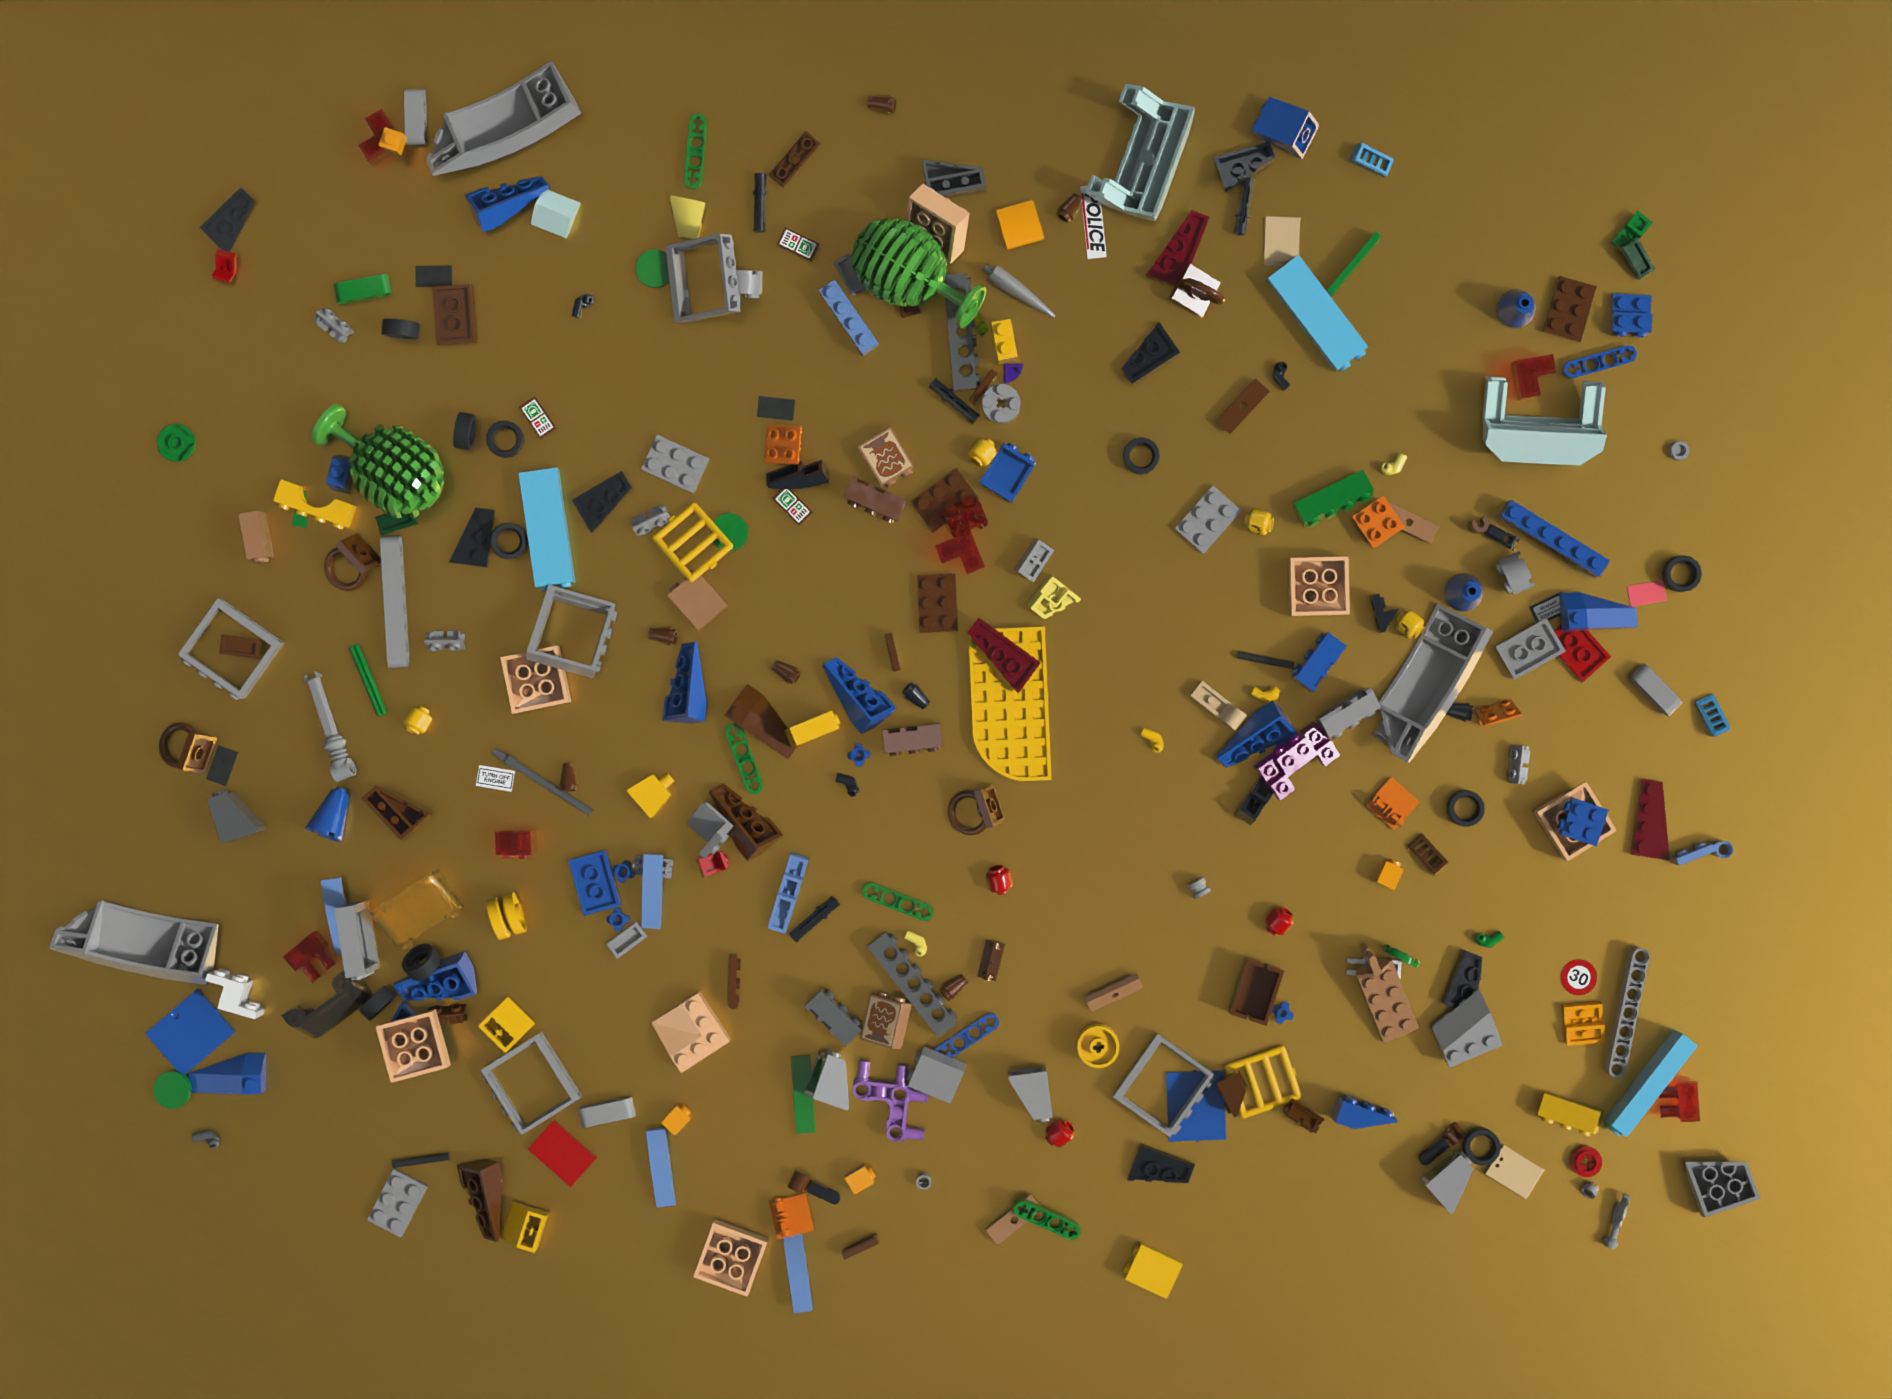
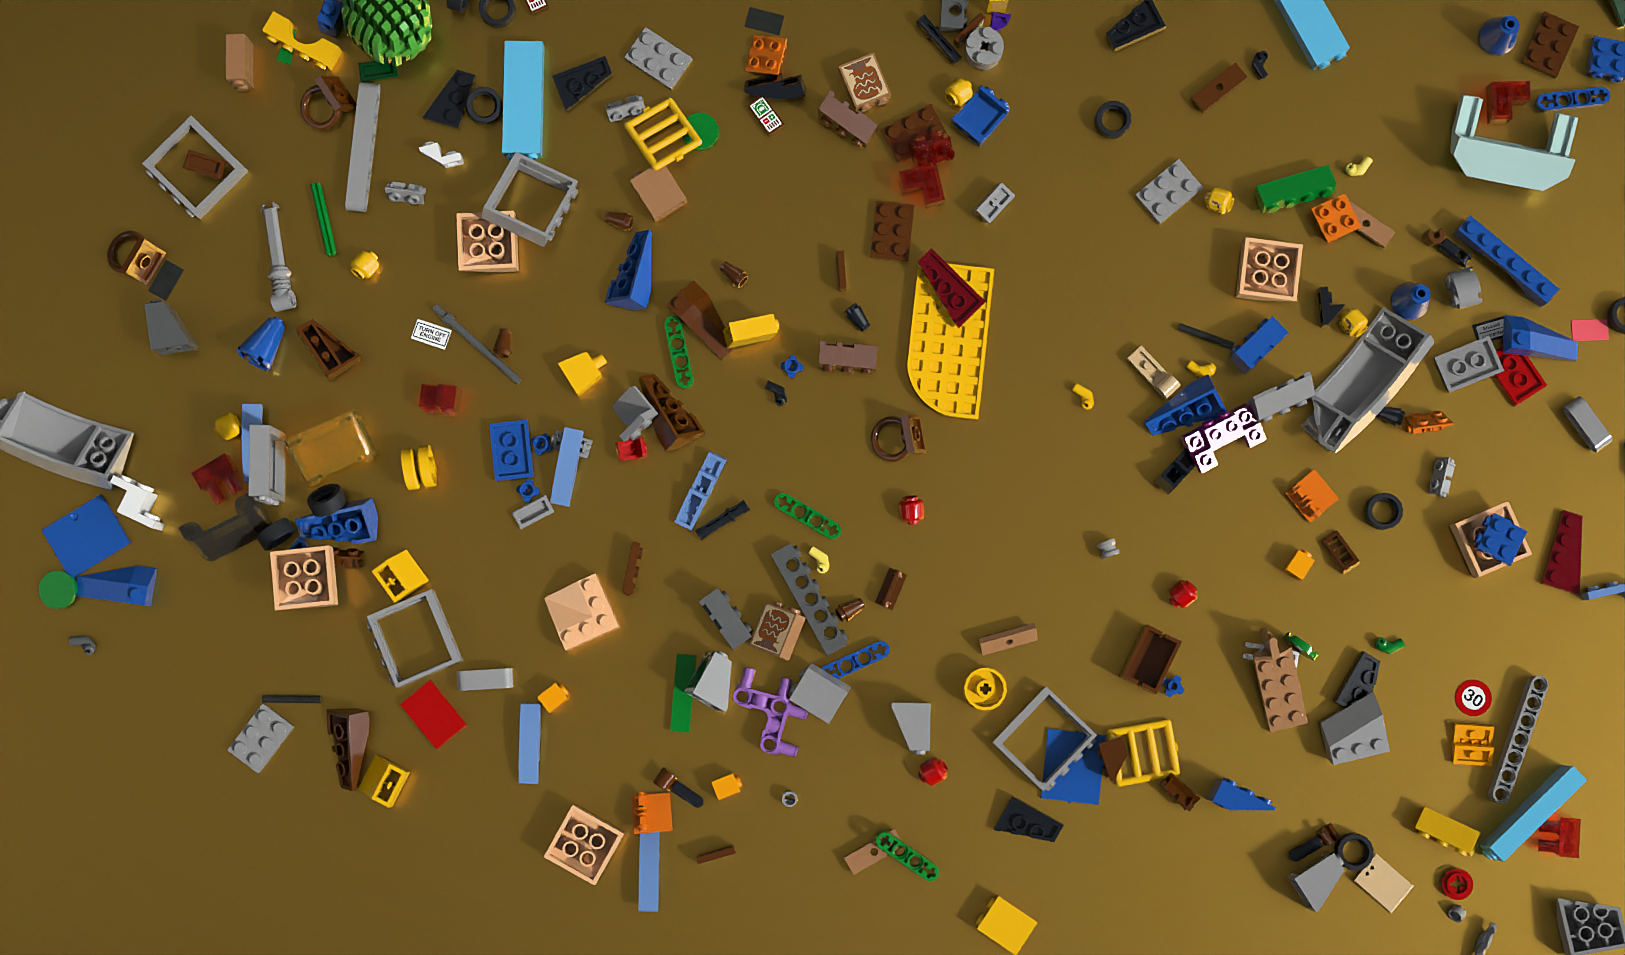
camera: 10 degrees right, 5 degrees down
(310, 903) = (228, 426): none -> yellow head
(468, 597) = (433, 152): none -> white slope
(860, 701) = (801, 314): blue wedge -> none
(1051, 597) = (1005, 243): light yellow slope -> none

